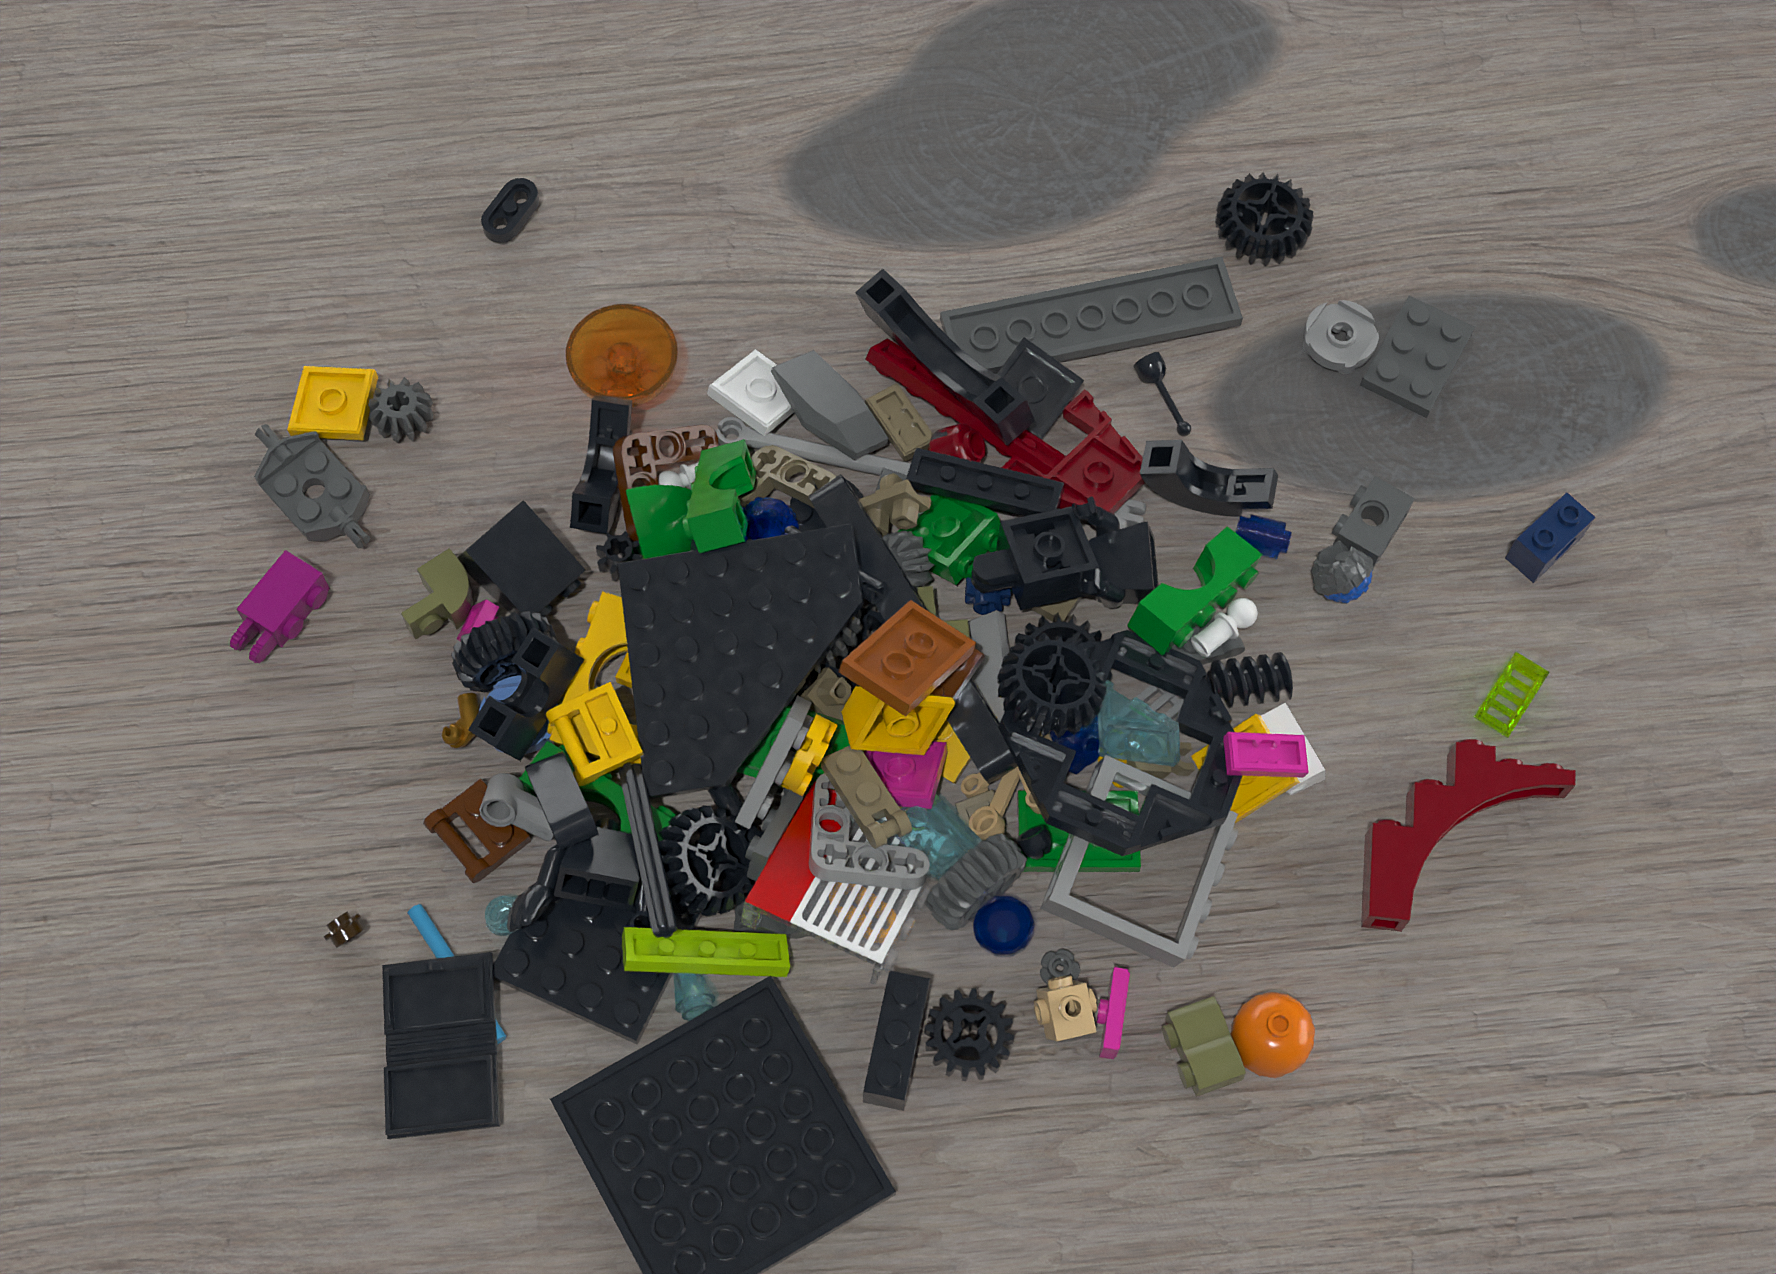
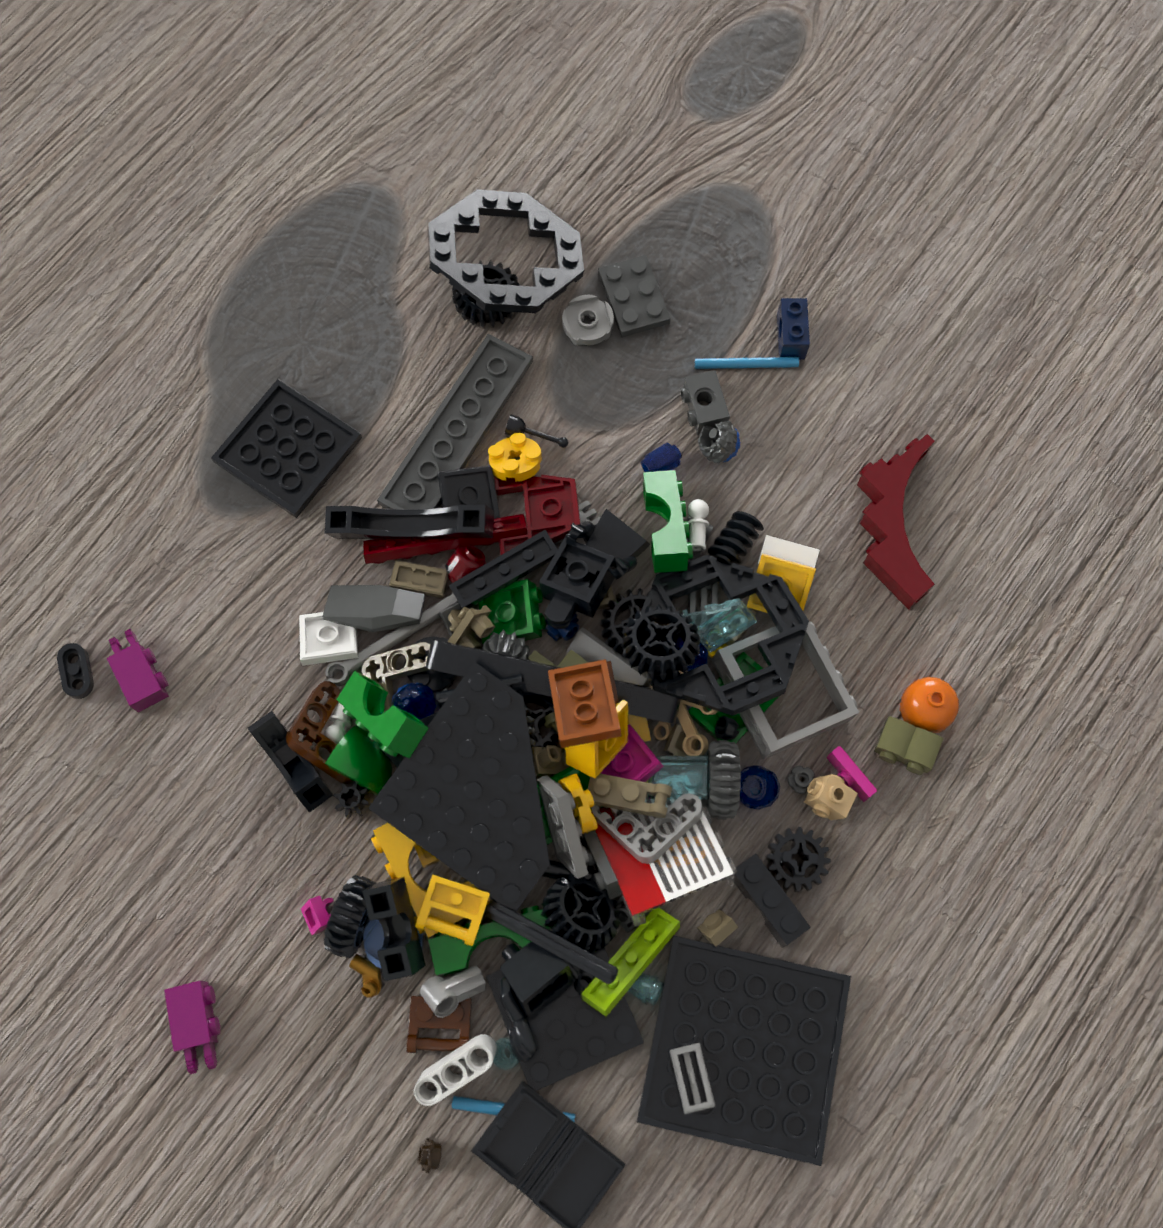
camera: 45 degrees left, 5 degrees up
(304, 461) = (113, 932): dark grey plate -> none
(333, 402) = (94, 879): yellow plate -> none
(401, 410) = (149, 843): dark grey gear -> none
(428, 876) = (448, 1082): none -> white beam
(449, 596) = (283, 915): olive brick -> none
(522, 563) = (303, 859): black slope -> none
(558, 262) = (136, 673): none -> magenta hinge
(561, 801) = (479, 965): beam -> none
(621, 1144) = (704, 1077): none -> light grey tile
(625, 340) = (223, 683): clear orange piece -> none
(820, 1011) = (717, 927): none -> dark tan plate
(911, 189) = (286, 448): none -> black plate
(1108, 381) = (515, 446): none -> yellow plate
(1209, 489) = (600, 466): black arch -> none
(1265, 754) = (791, 571): dark pink plate -> none
(1336, 259) = (468, 277): none -> plate
(1464, 528) = (731, 363): none -> dark azure bar
(1526, 668) = (861, 414): clear neon green slope -> none

